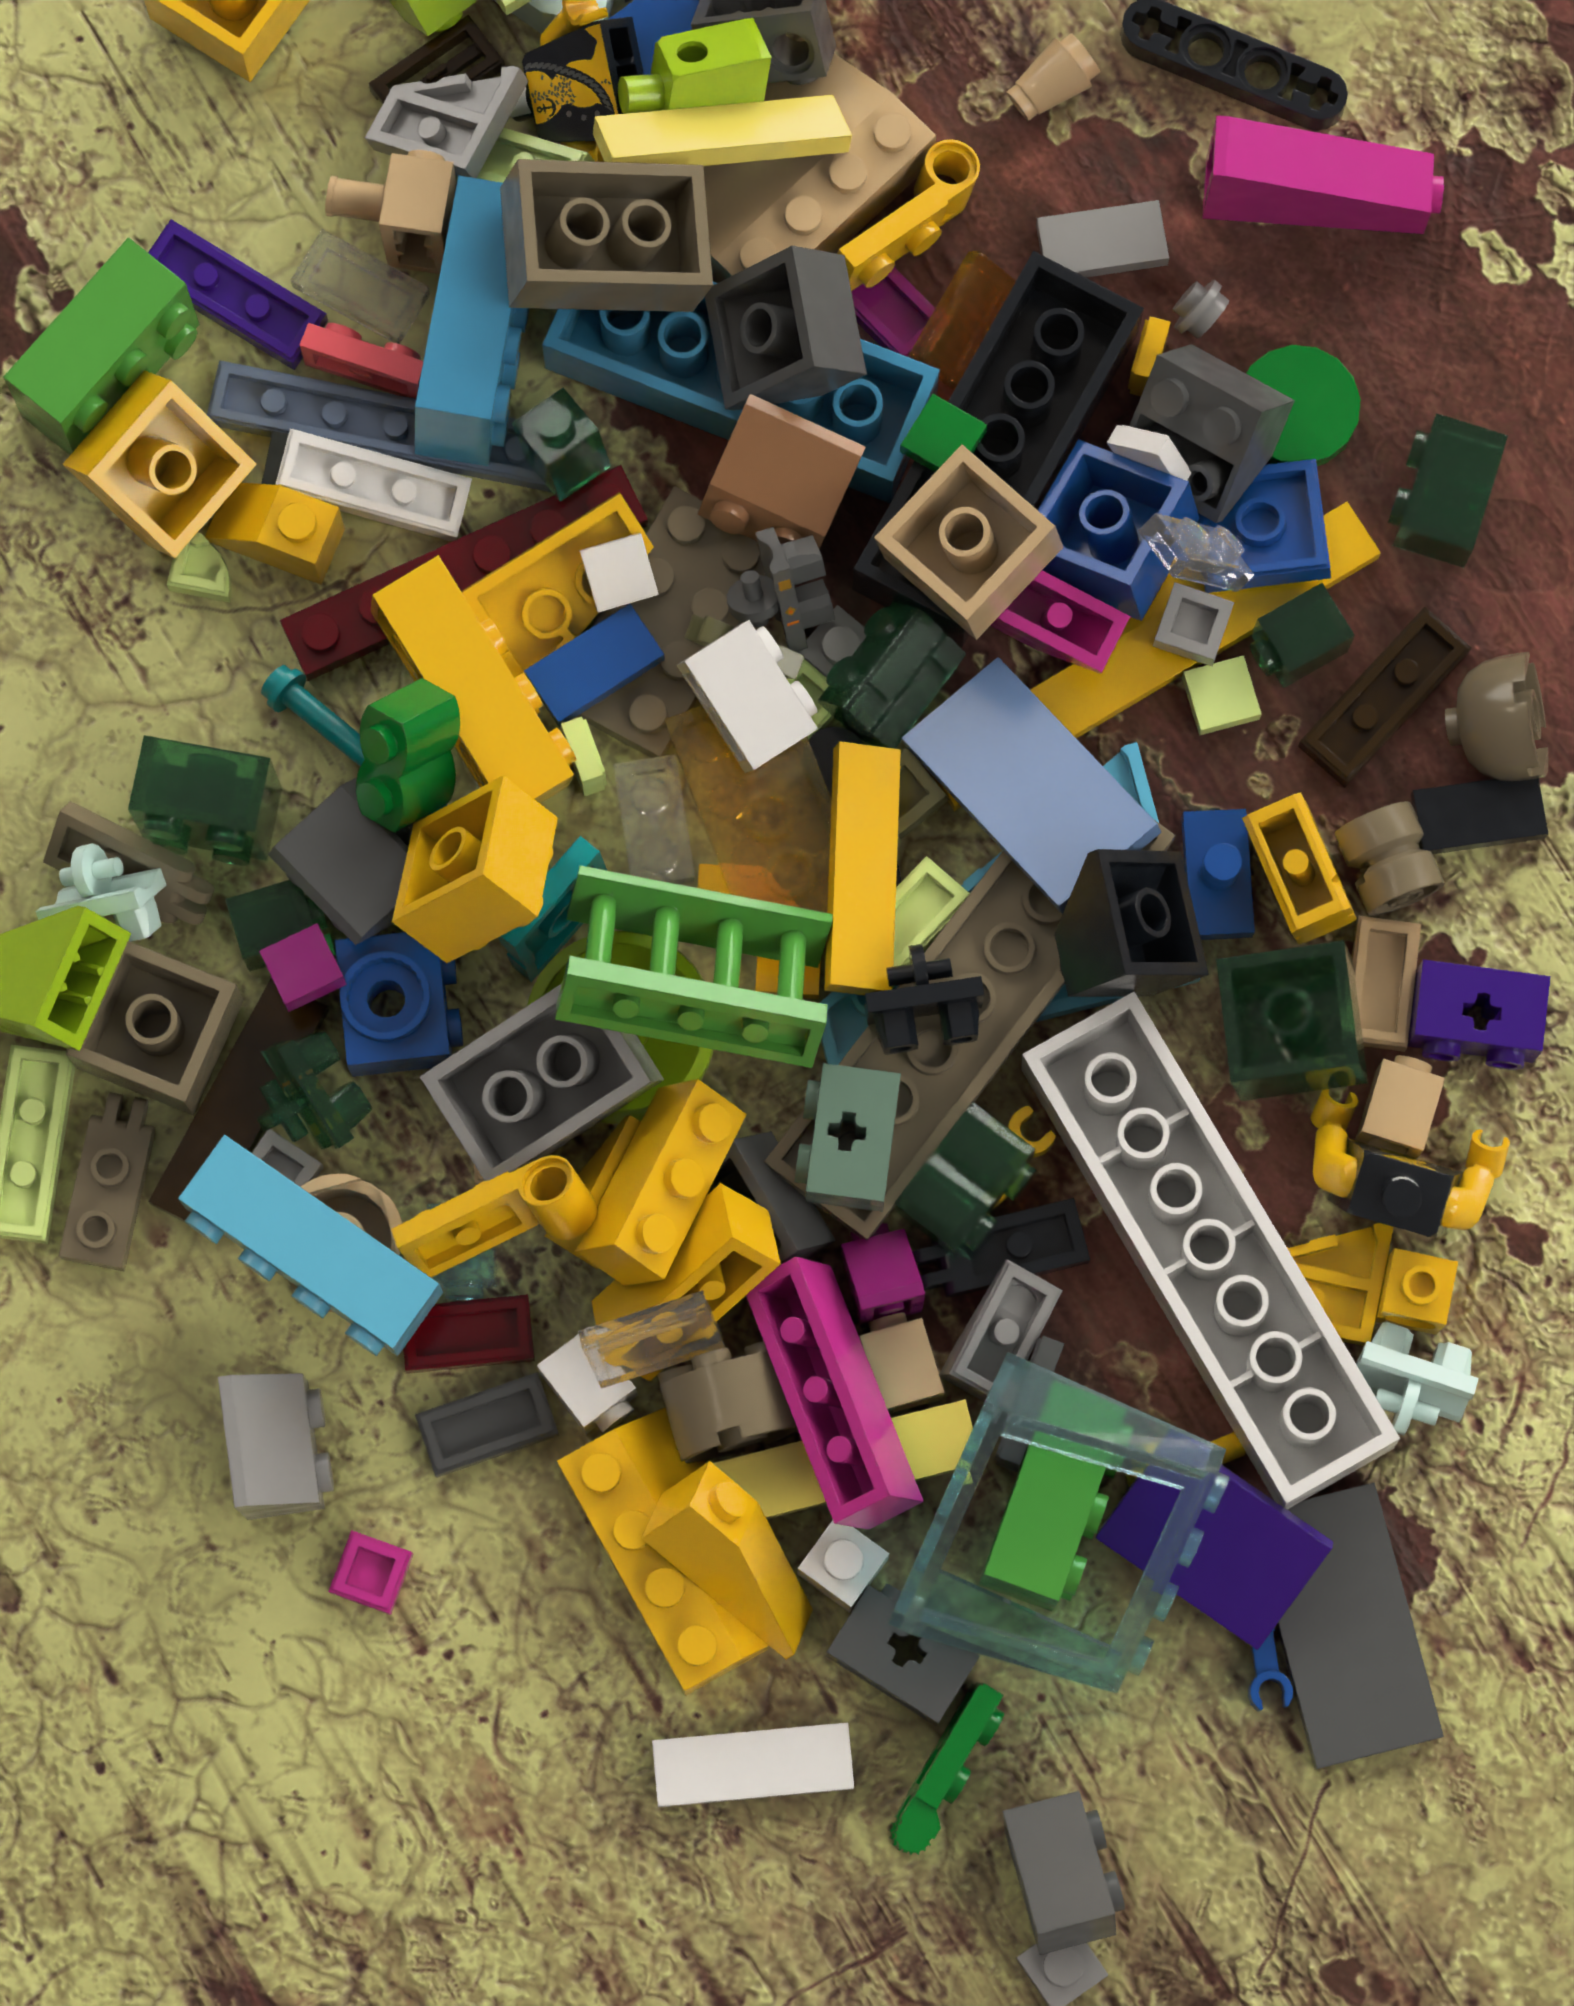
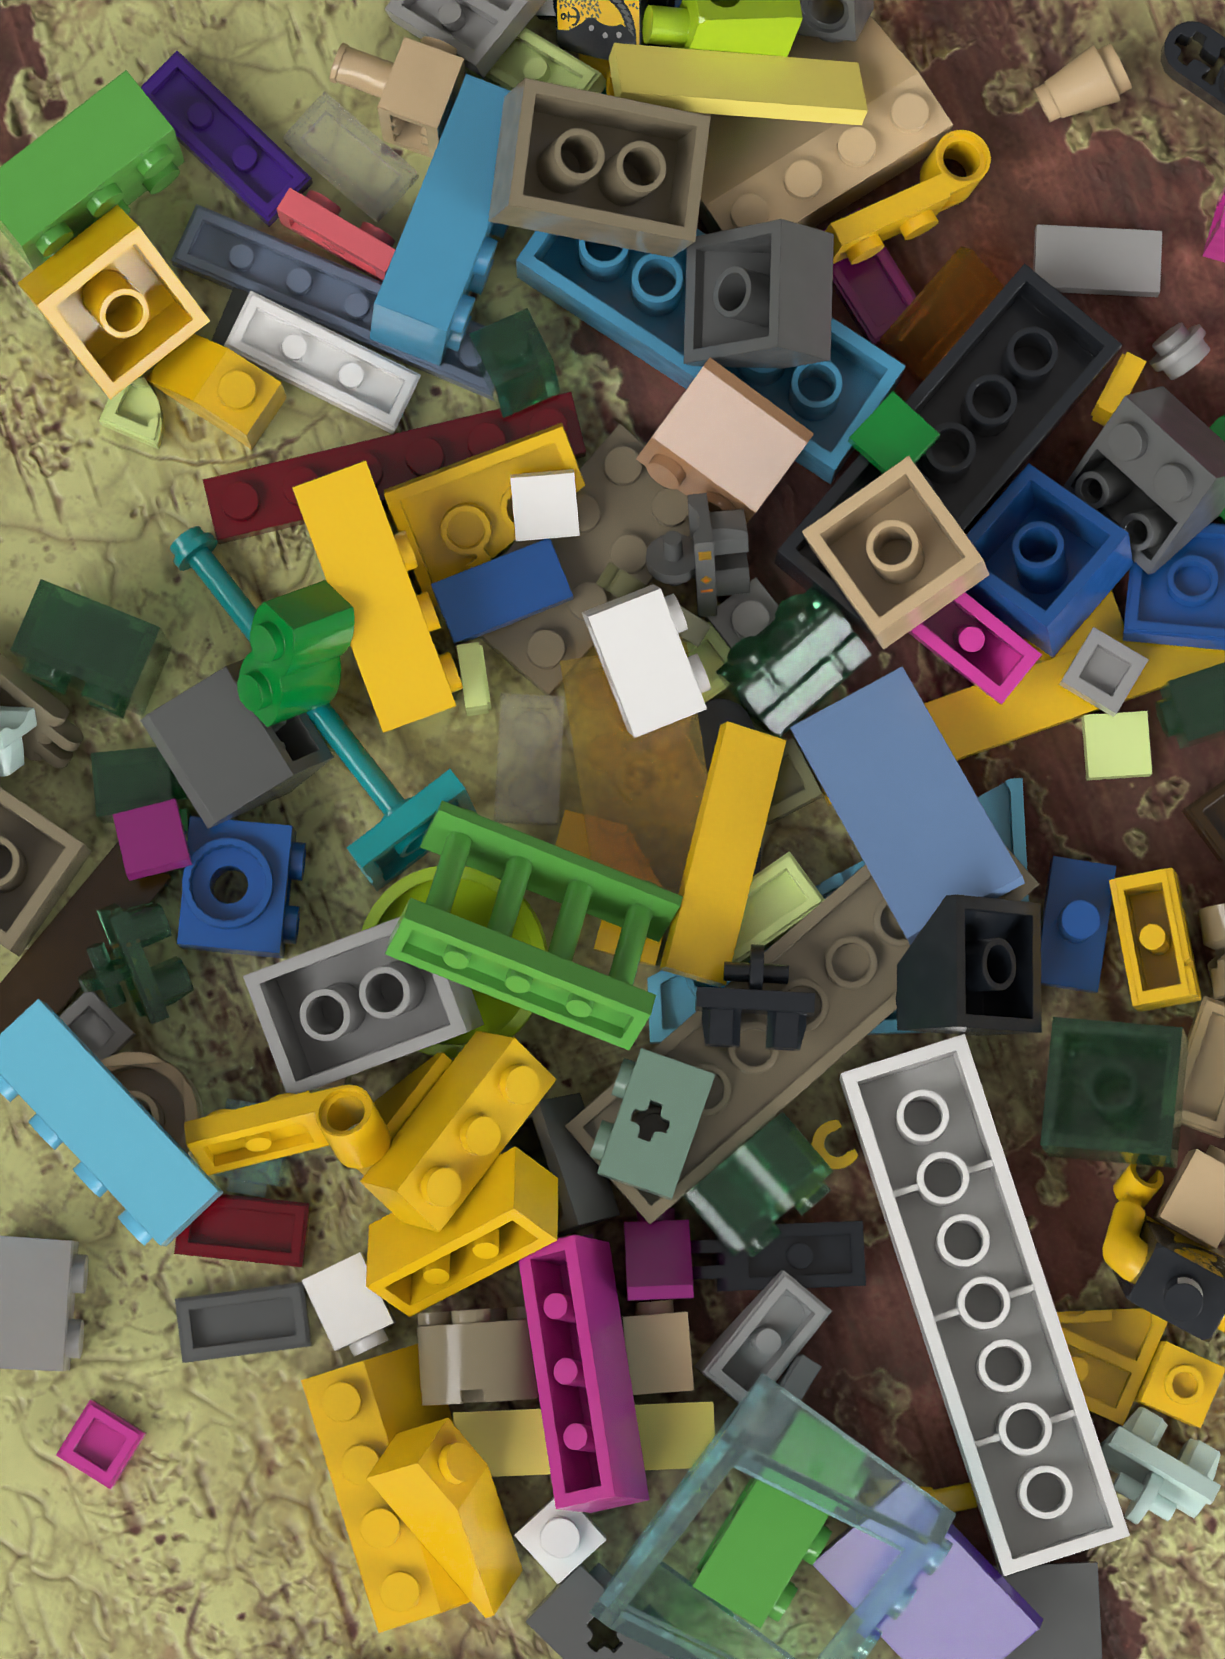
camera: 10 degrees right, 5 degrees up
(475, 870) = (338, 783): yellow brick -> none
(651, 1339) = (417, 1284): clear tile -> none
(1149, 449) = (1096, 491): white tile -> none
(1197, 551) = (1121, 606): clear plate -> none

